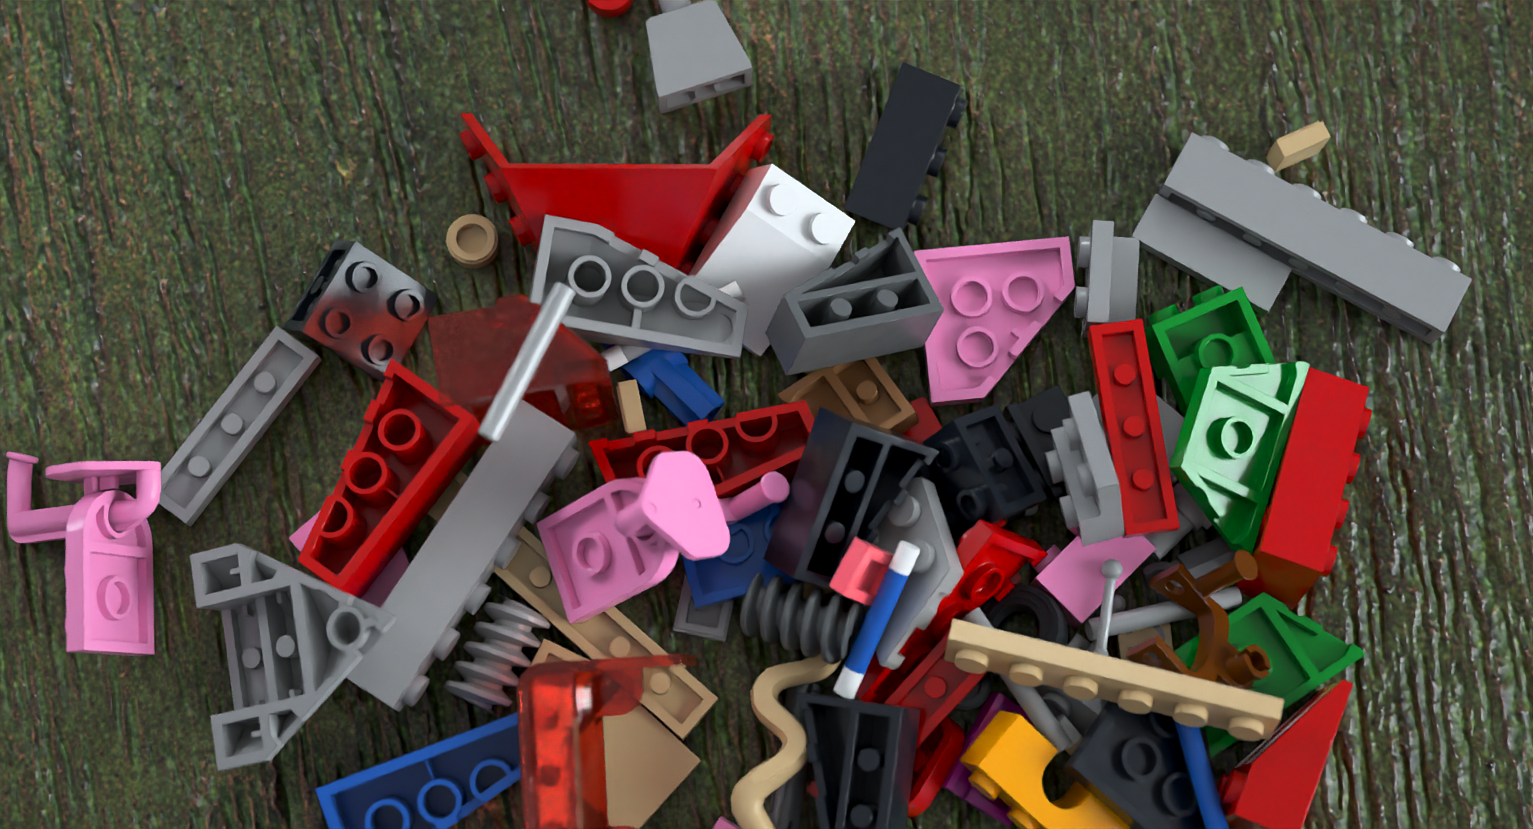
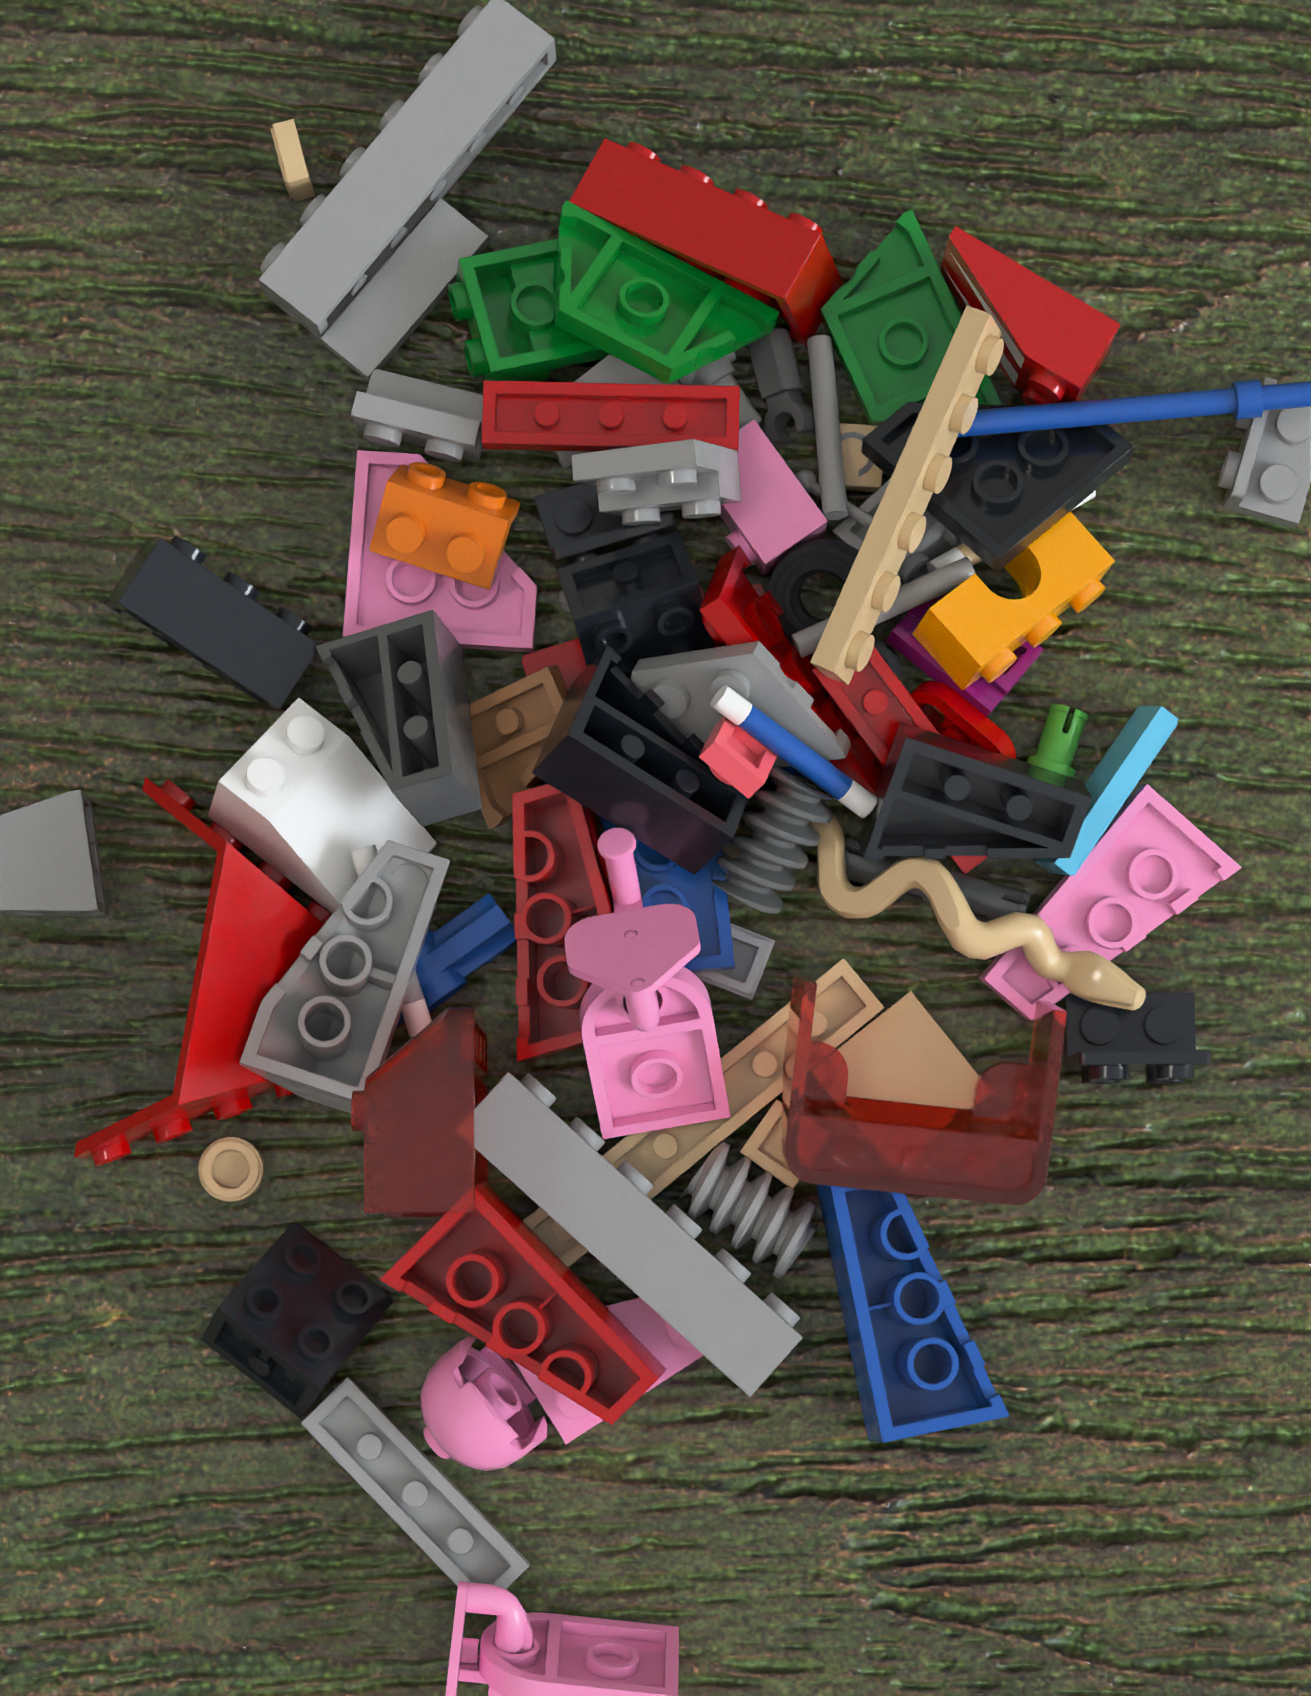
camera: 75 degrees left, 5 degrees up
(284, 646) = (707, 1460): light grey wedge -> none
(302, 461) = (479, 1409): none -> bright pink cylinder
(526, 362) = (441, 1099): light grey bar -> none
(631, 407) = (491, 1004): tan tile -> none
(1019, 311) = (444, 524): none -> orange bracket
(1111, 571) = (773, 475): light grey hinge -> none
(1215, 656) = (899, 374): reddish brown piece -> none

